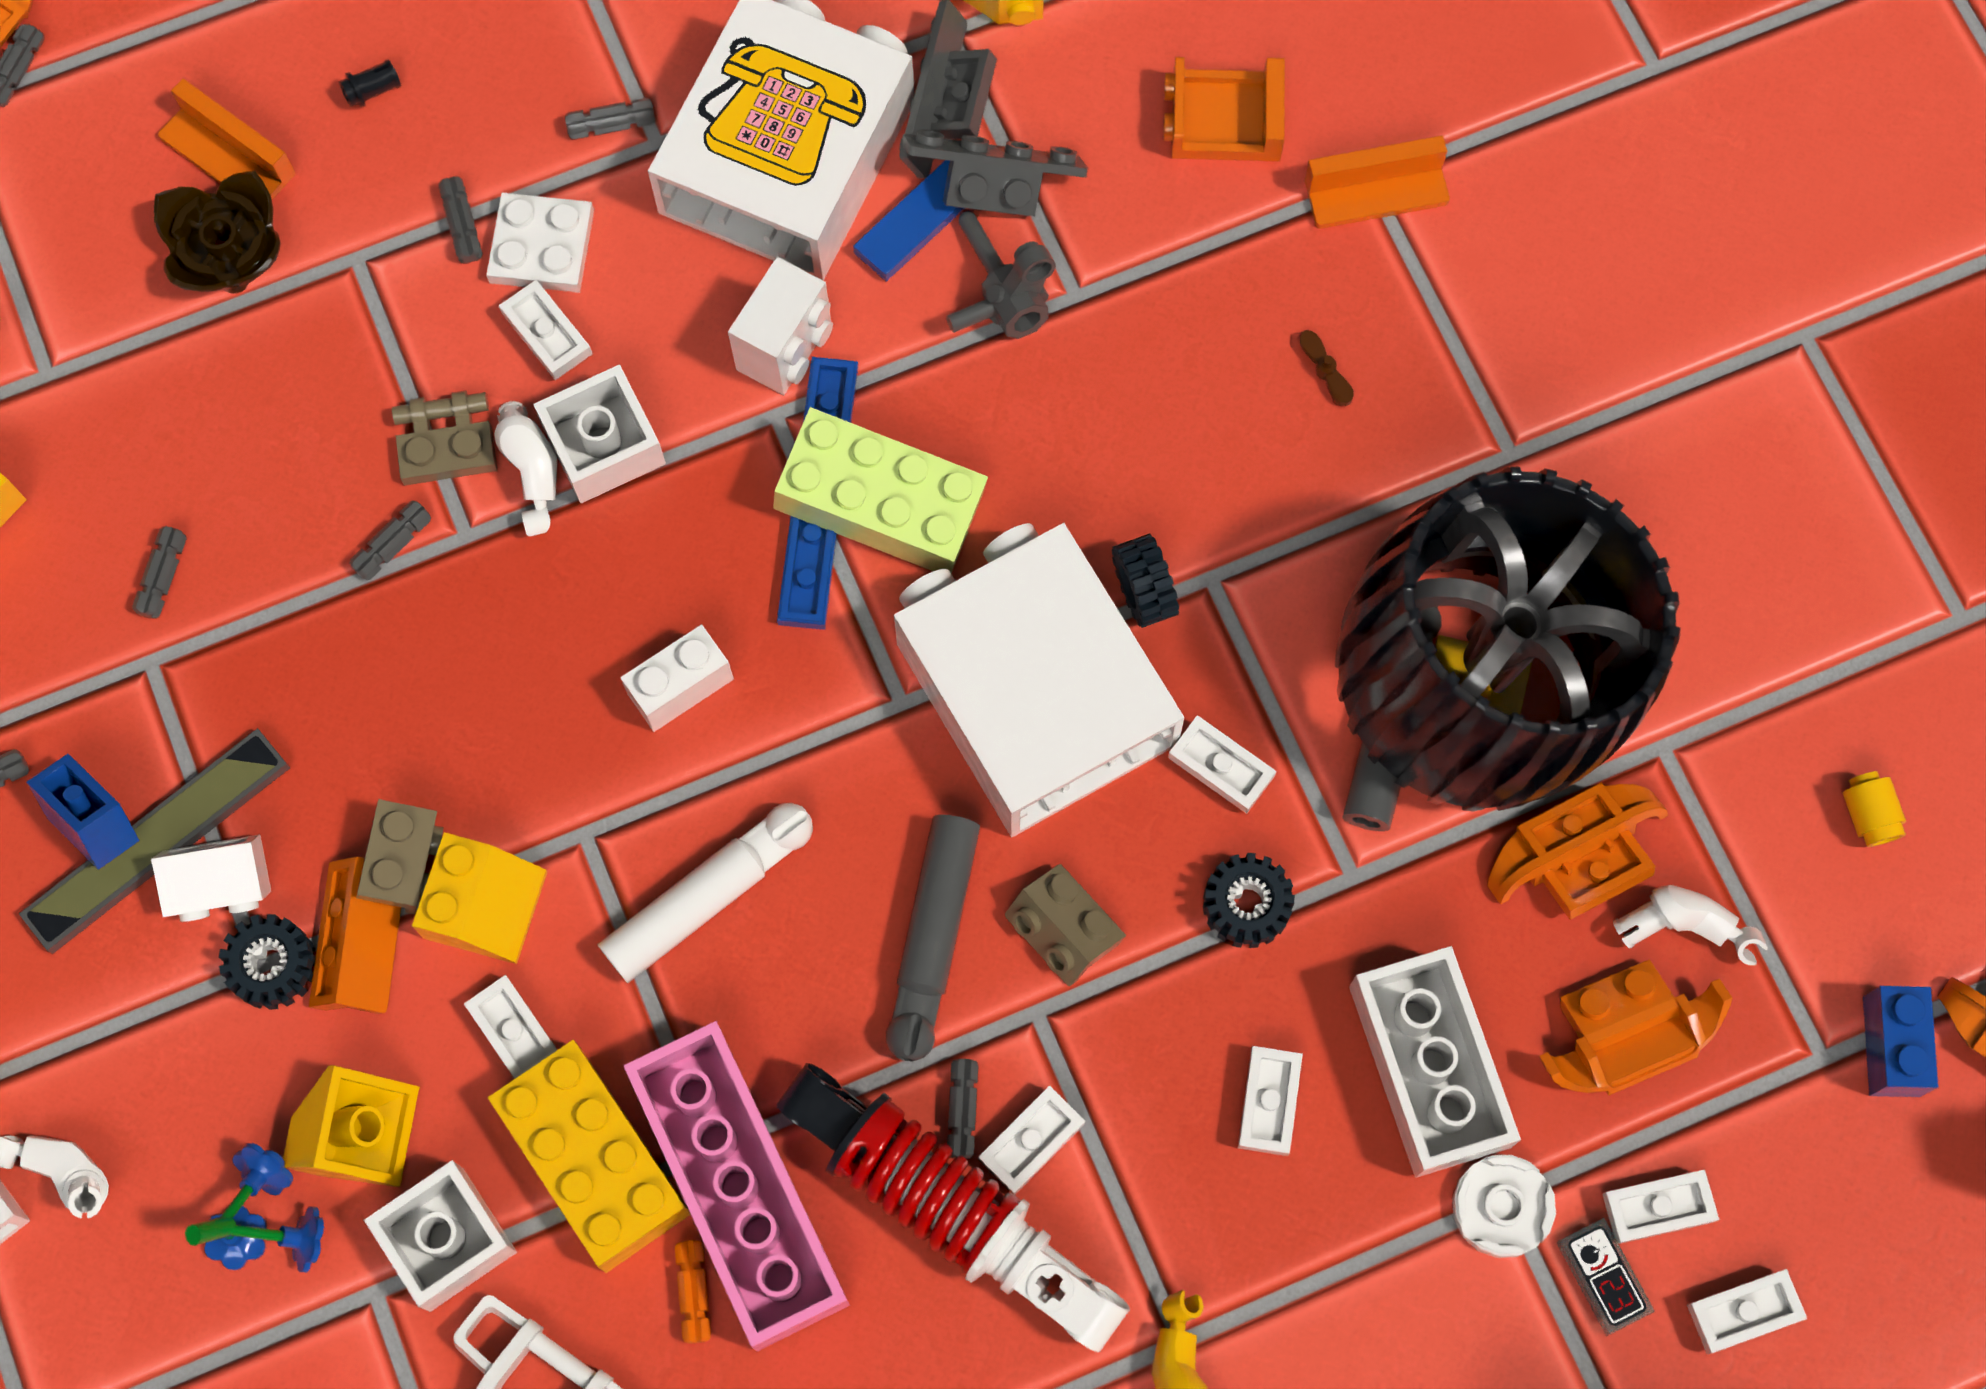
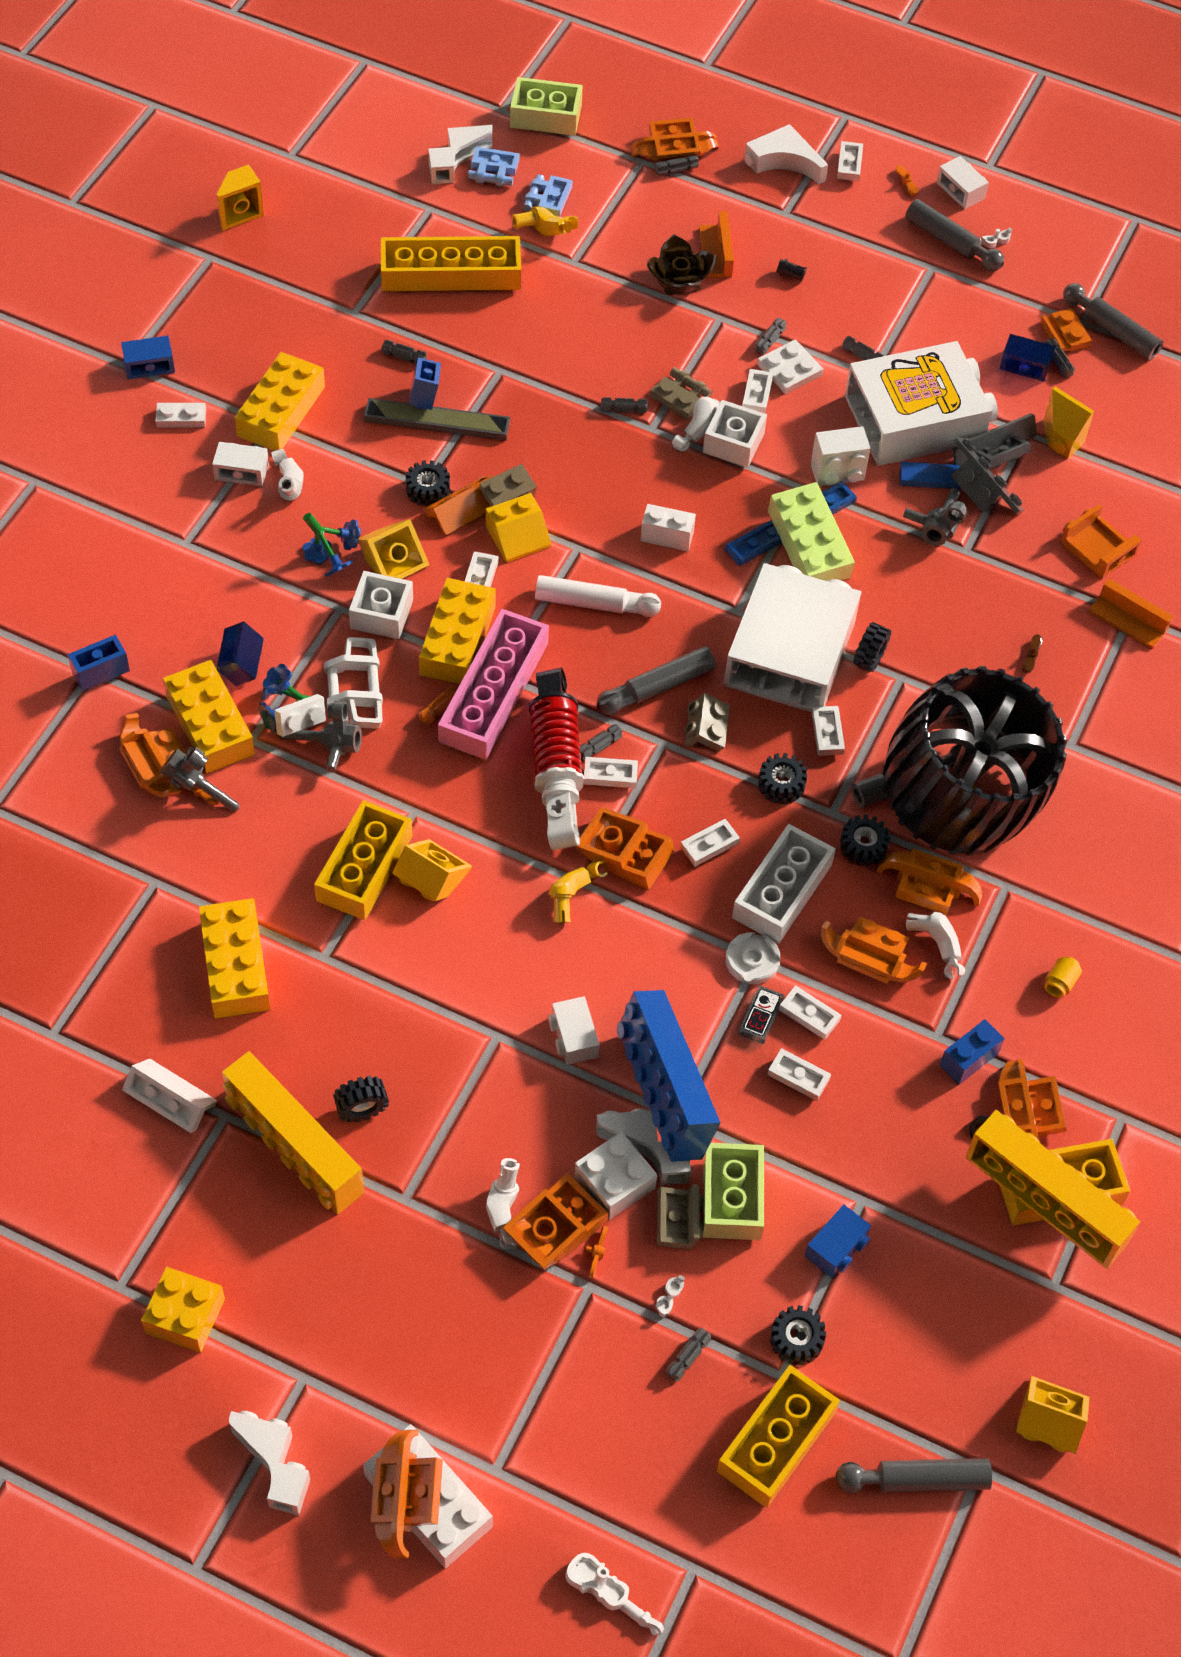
camera: 45 degrees right, 15 degrees down
(159, 572) = (536, 346): dark grey axle -> none
(211, 877) = (441, 440): white brick -> none
(1177, 1232) = (626, 847): none -> orange slope
(1428, 895) = (860, 851): none -> black bush

